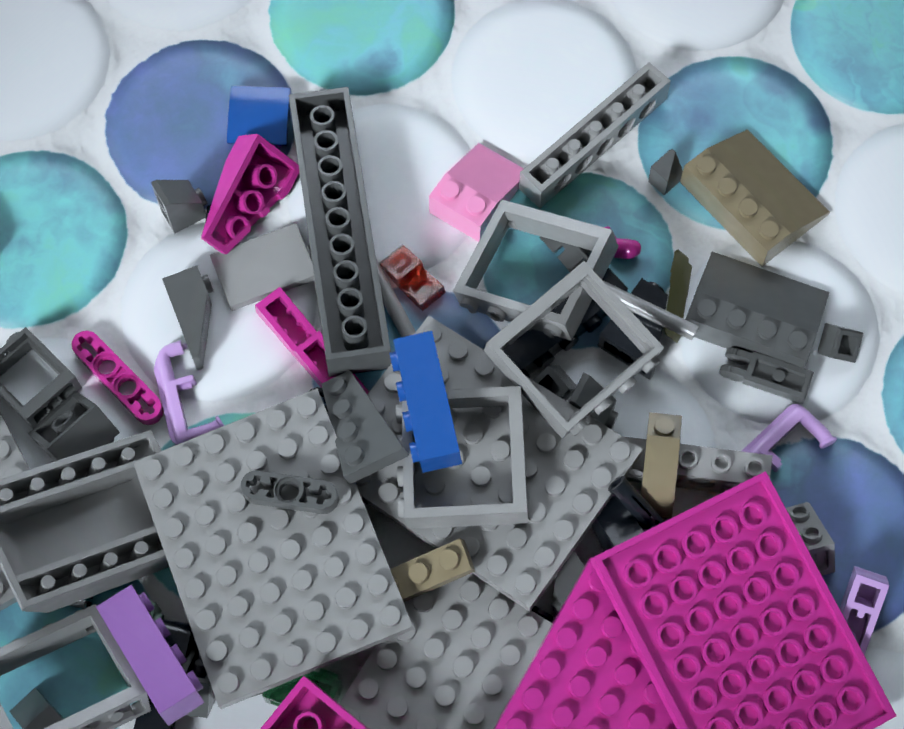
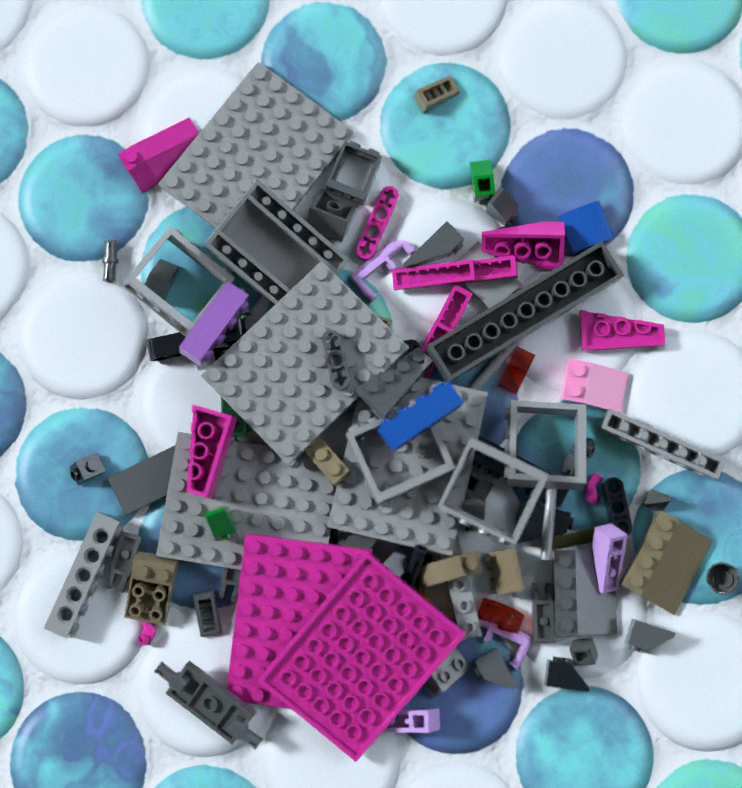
camera: 70 degrees right, 15 degrees up
(131, 215) = (482, 180): none -> green slope
(239, 299) = (455, 273): none -> dark pink slope
(416, 140) = (612, 332): none -> dark pink wing
(671, 217) = (620, 497): none -> black beam
(691, 392) = (504, 571): none -> dark tan slope
(719, 253) = (608, 554): none -> lavender slope
(754, 422) = (501, 614): none -> clear red slope
(803, 131) = (722, 578): none -> dark grey hair
(822, 467) = (493, 669): none -> dark grey slope
(846, 255) = (646, 636): none -> dark grey slope
(864, 379) = (563, 675): none -> black slope

